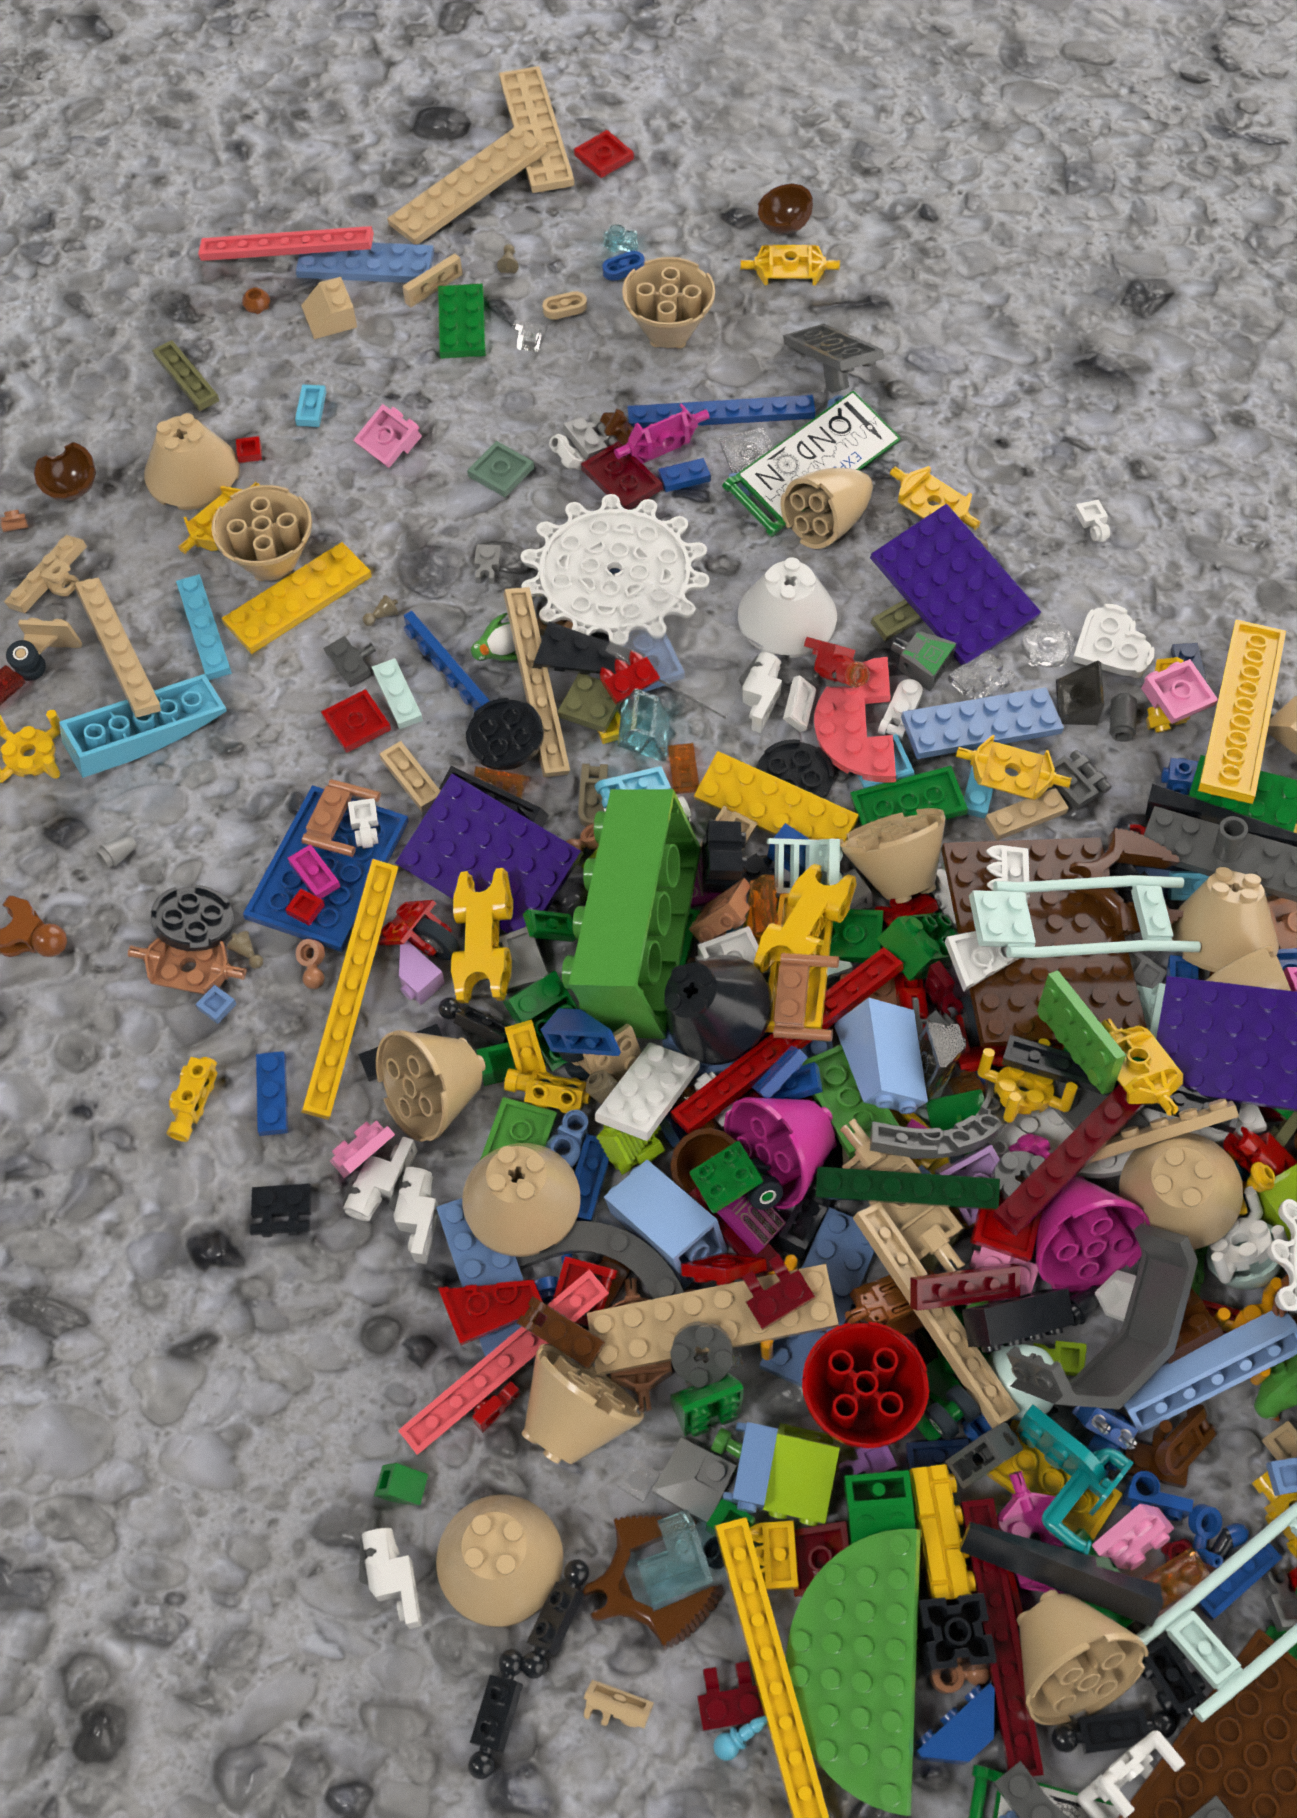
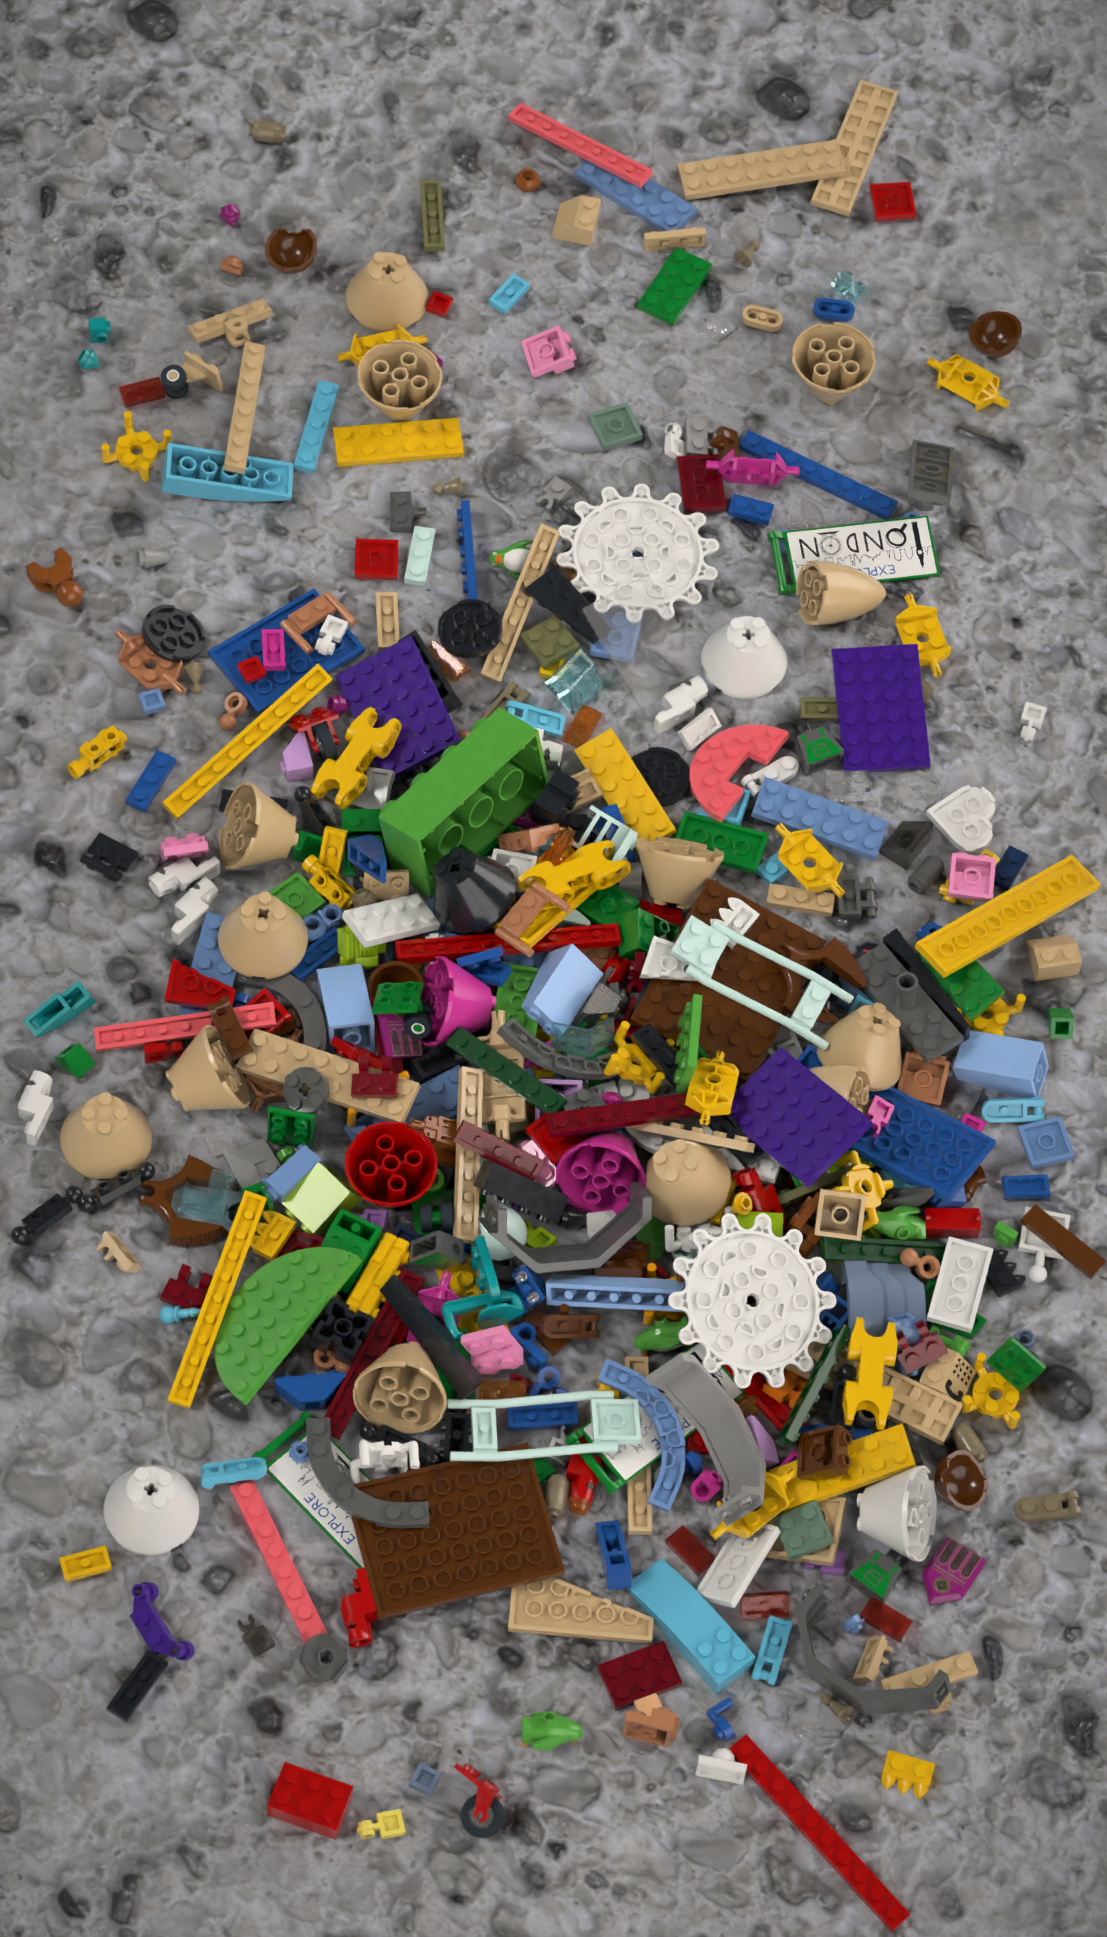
camera: 25 degrees right, 0 degrees up
(341, 1433) = (59, 1009): none -> teal slope
(419, 890) = (338, 704): none -> magenta plate
(549, 925) = (401, 774): green plate -> none
(627, 678) = (588, 641): red plate -> none
(837, 664) = (744, 714): red plate -> none
(954, 1101) = (581, 1040): none -> clear light blue panel

